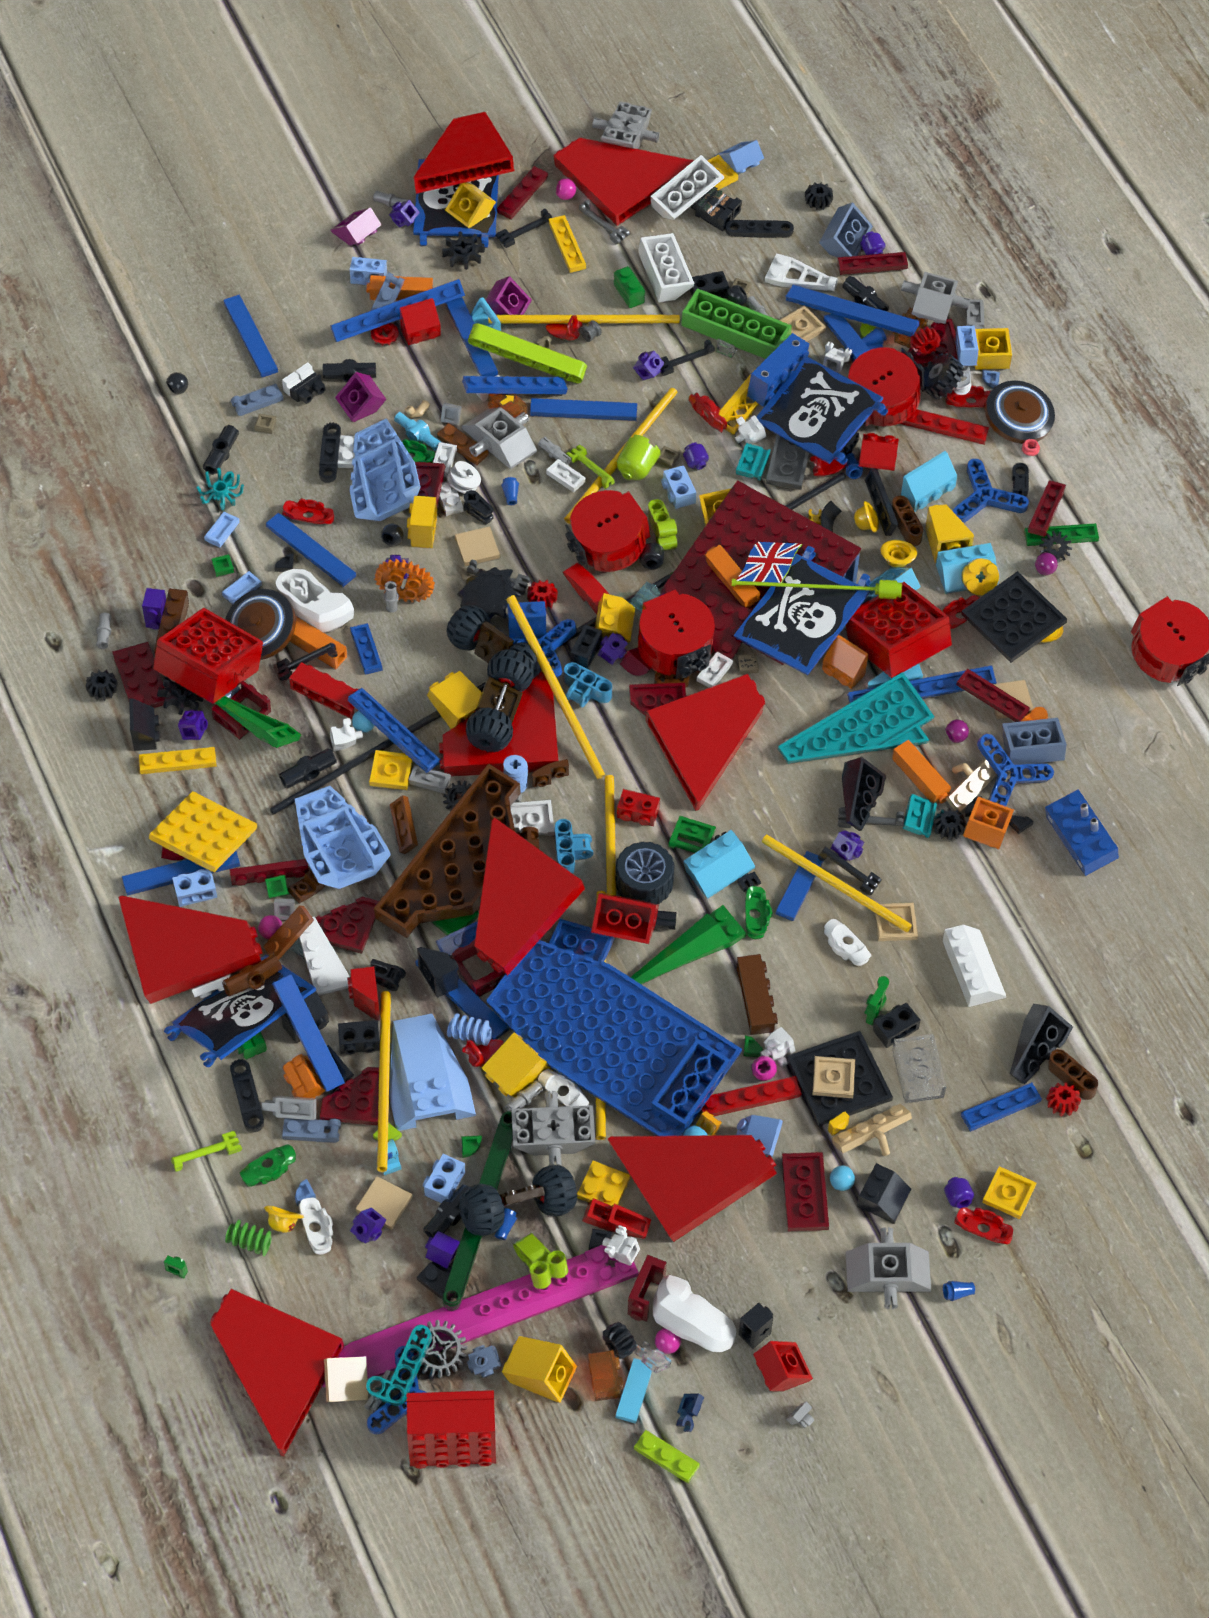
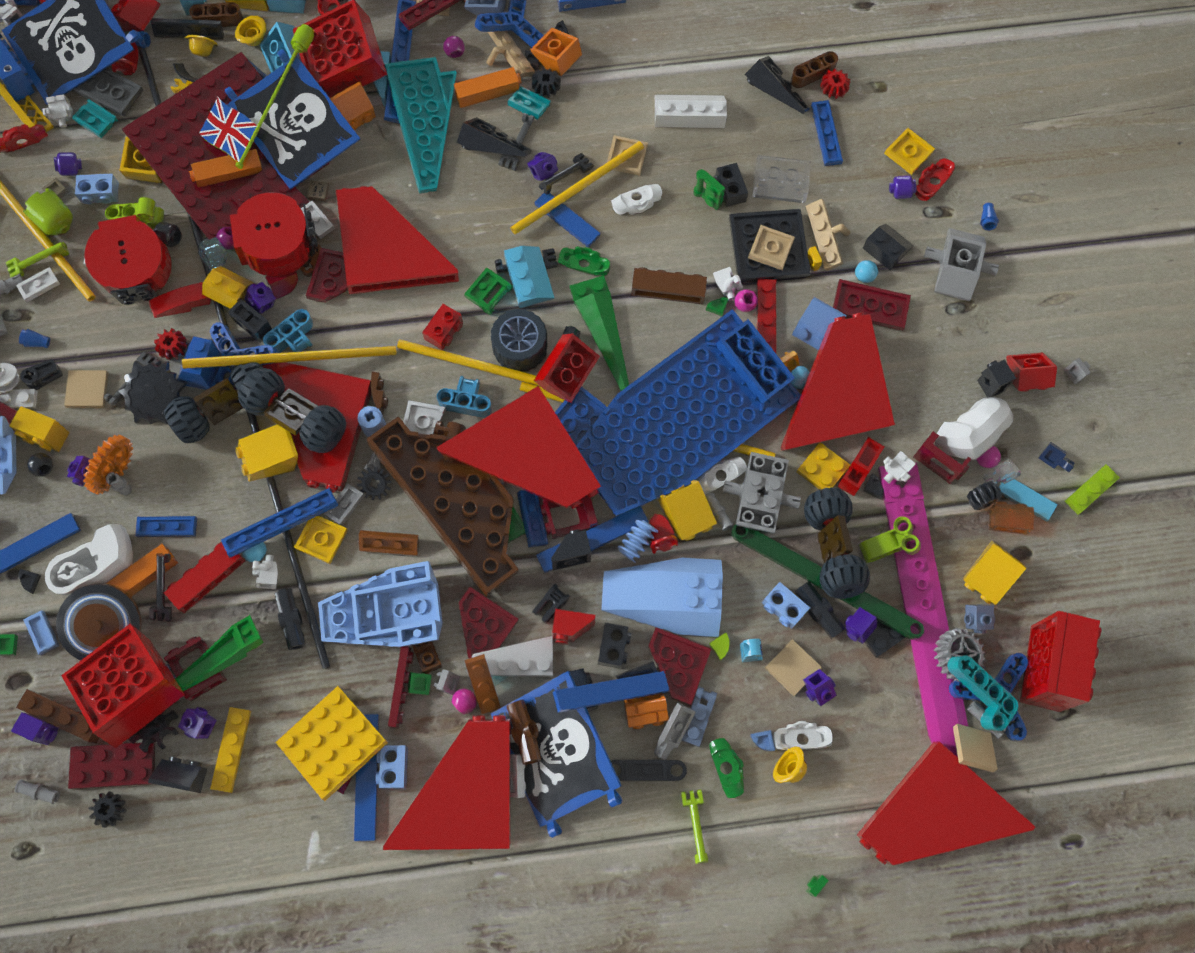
camera: 75 degrees left, 15 degrees up
(248, 1238) = (803, 804): bright green piece -> none
(383, 1102) = (682, 634): yellow piece -> none
(470, 1145) = (752, 573): green tile -> none

